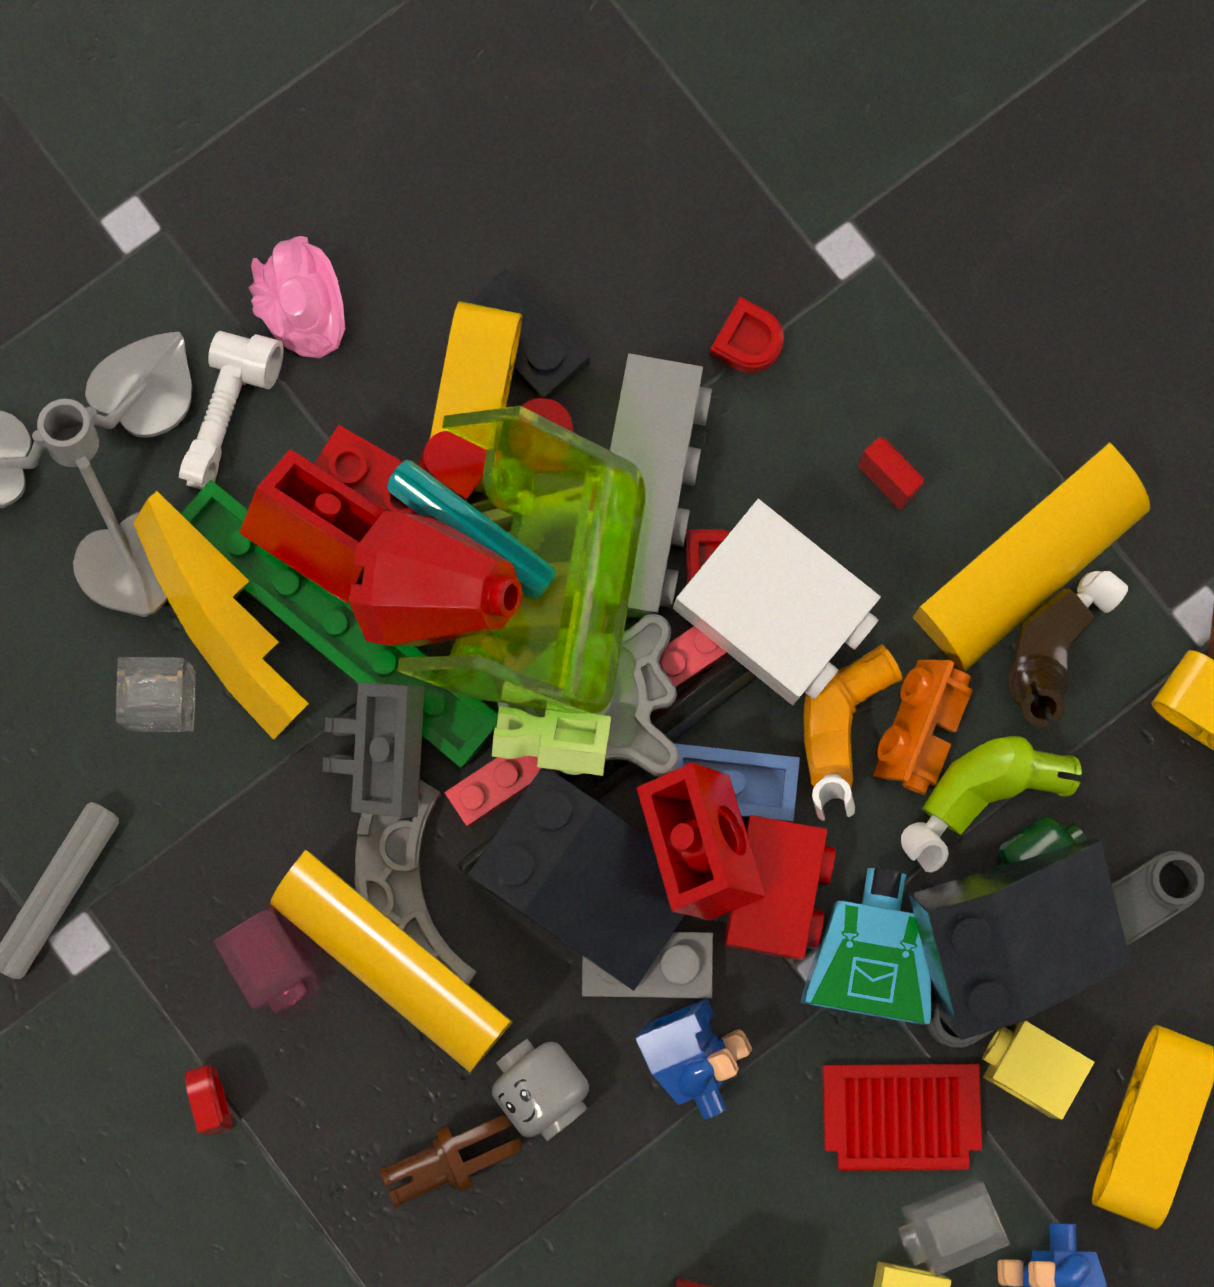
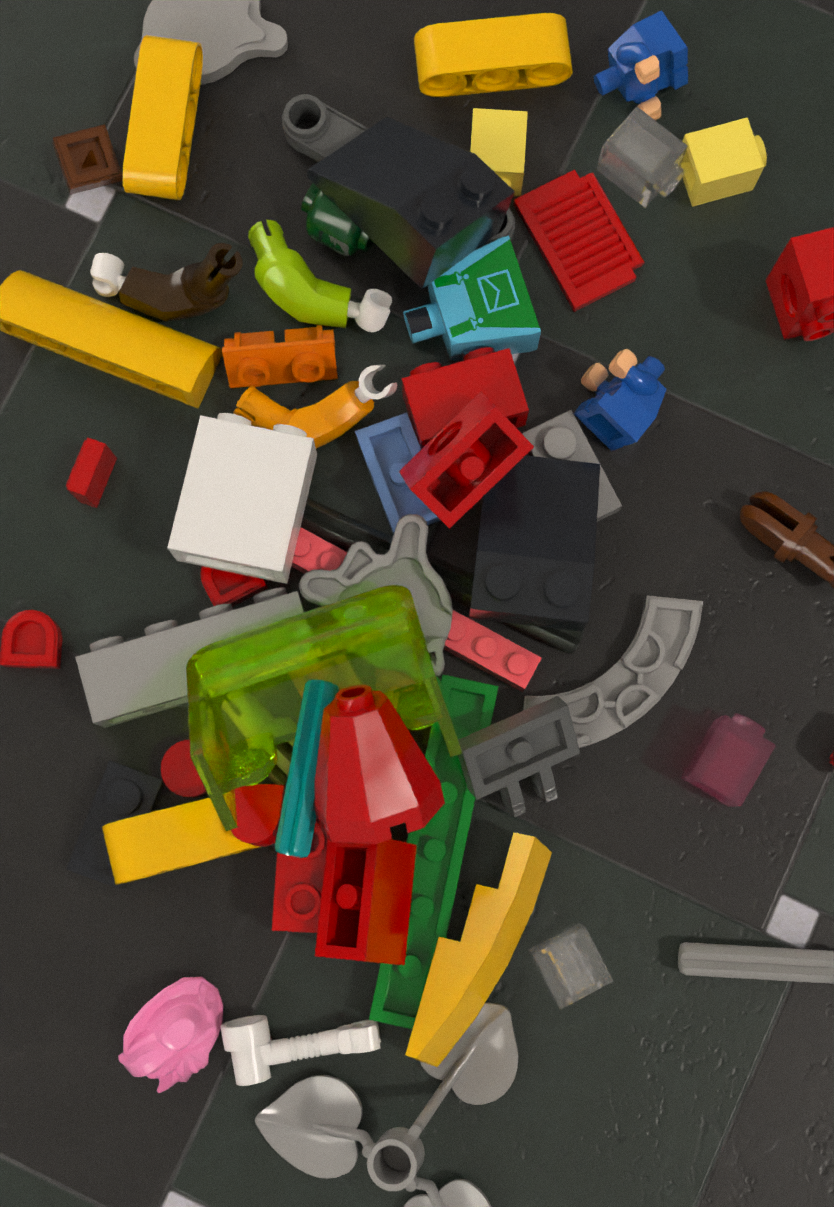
camera: 115 degrees left, 0 degrees up
(389, 961) = (678, 657): yellow brick -> none
(540, 1089) = (710, 497): light grey head -> none
(559, 740) = (442, 609): yellowish green plate -> none

